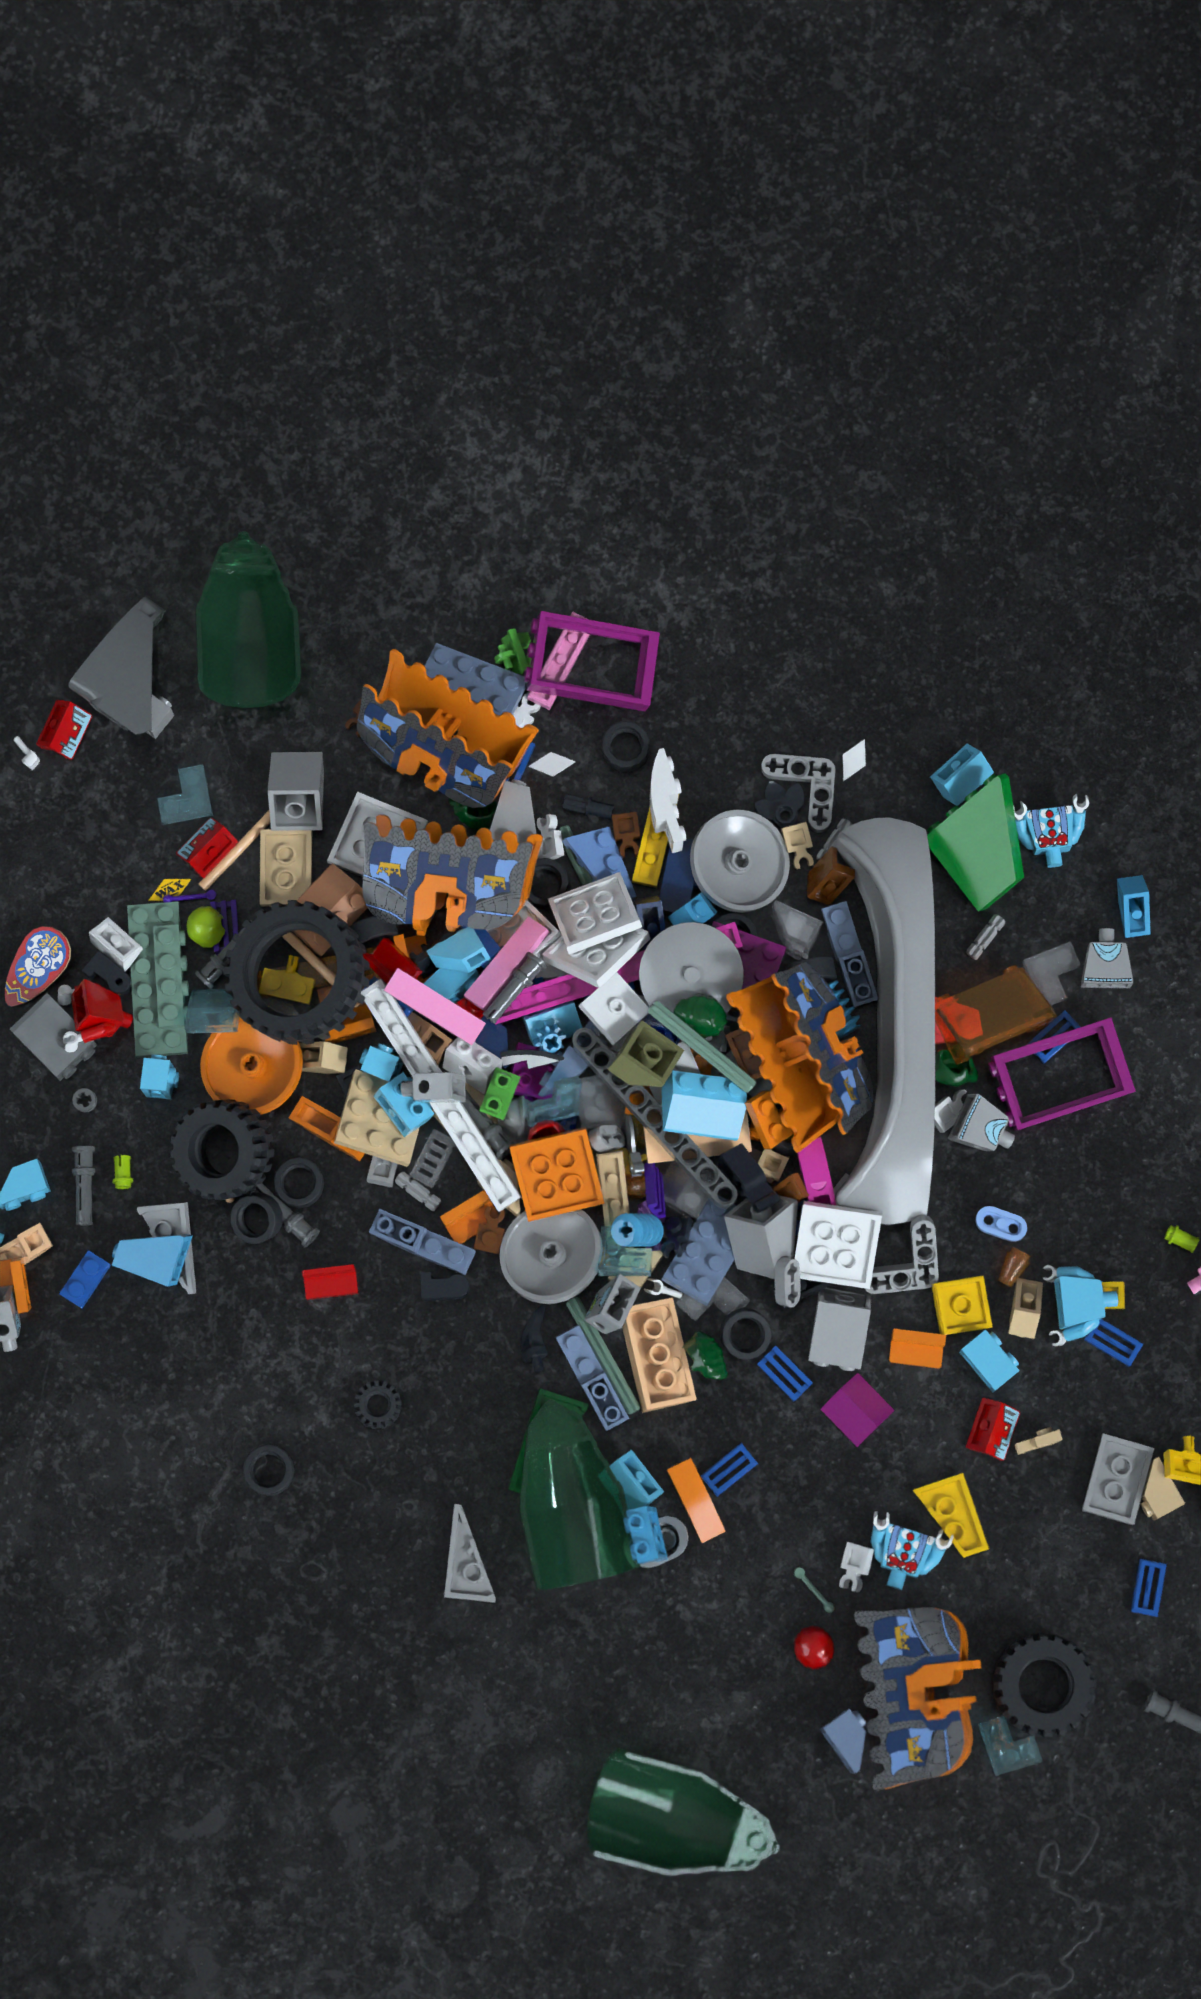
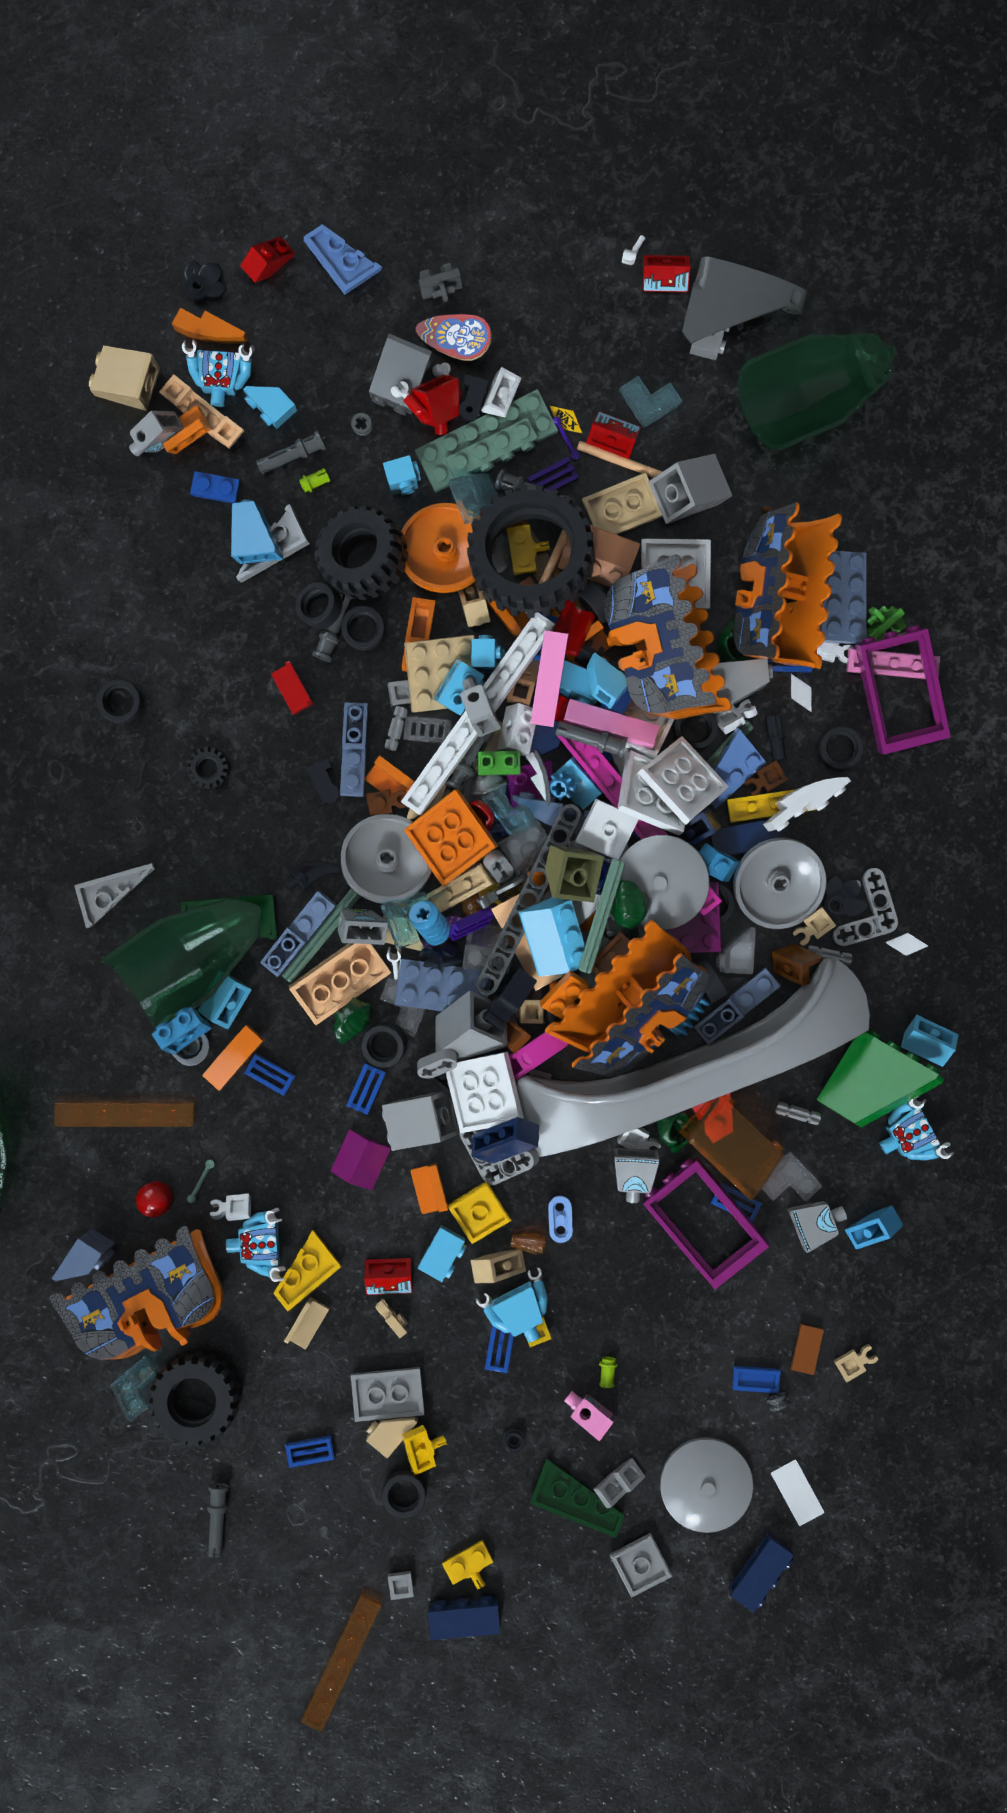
camera: 65 degrees right, 10 degrees up
(205, 926) = (544, 461): lime hair -> none
(710, 1643) = (124, 1115): none -> clear orange tile
(895, 1241) = (505, 1140): none -> dark blue brick
(1010, 1535) = (307, 1323): none -> tan panel

